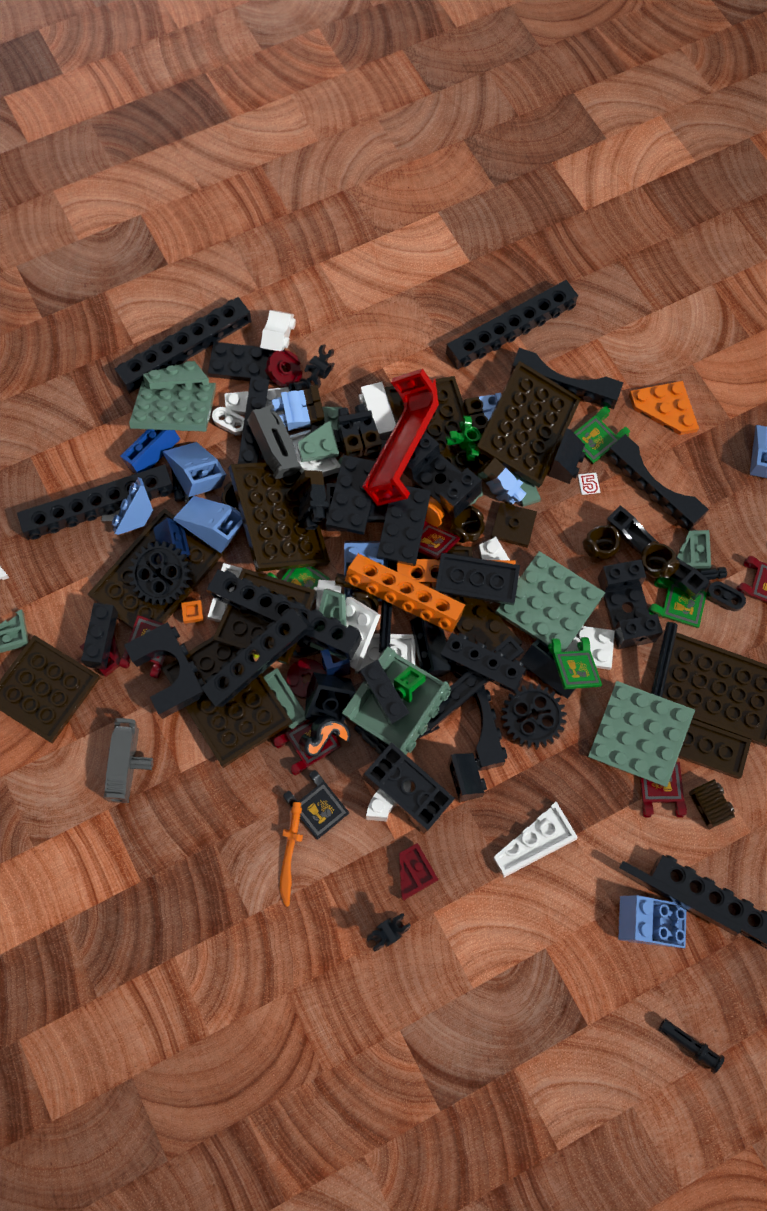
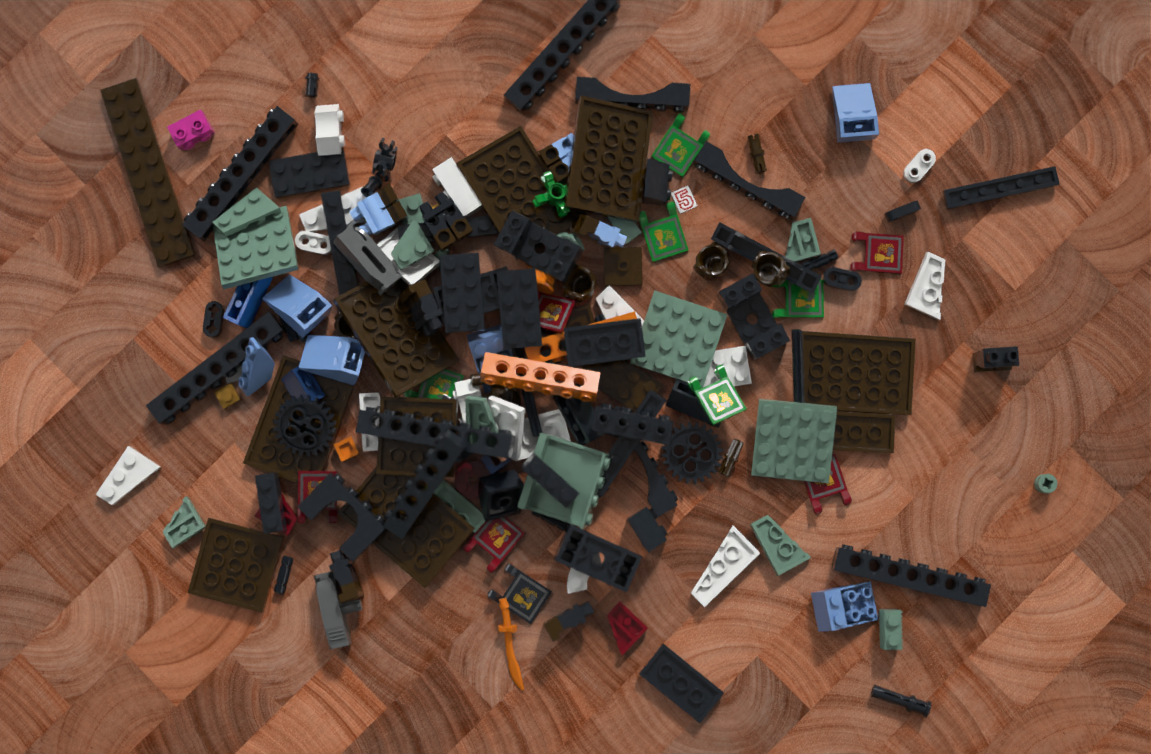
camera: 10 degrees left, 15 degrees up
(86, 713) = (283, 574): none -> black axle
(97, 531) = (227, 396): none -> pearl gold plate
(101, 324) = (147, 172): none -> dark brown plate
(108, 459) = (208, 319): none -> black beam
(148, 732) = (346, 575): none -> black hips
(153, 297) = (191, 130): none -> dark pink brick
(275, 371) = (357, 165): dark red plate -> none
(276, 290) = (311, 84): none -> black pin
(320, 733) = (504, 529): black animal -> none
(358, 842) = (568, 618): none -> black hips
(388, 932) = (618, 688): black pin -> none
(408, 682) = (569, 463): green bracket -> none
(420, 404) = (493, 221): red panel -> none
(457, 951) = (681, 683): none -> black plate
(561, 510) = (665, 235): none -> green flag
(571, 733) = (731, 457): none -> dark brown axle
(597, 839) = (777, 545): none -> sand green wing
(666, 406) = (739, 92): orange plate -> none
(670, 462) = (757, 153): none -> dark brown pin
(680, 898) = (862, 581): black tile -> none
(697, 961) = (890, 629): none -> sand green brick
(712, 804) = (873, 485): dark brown brick -> none

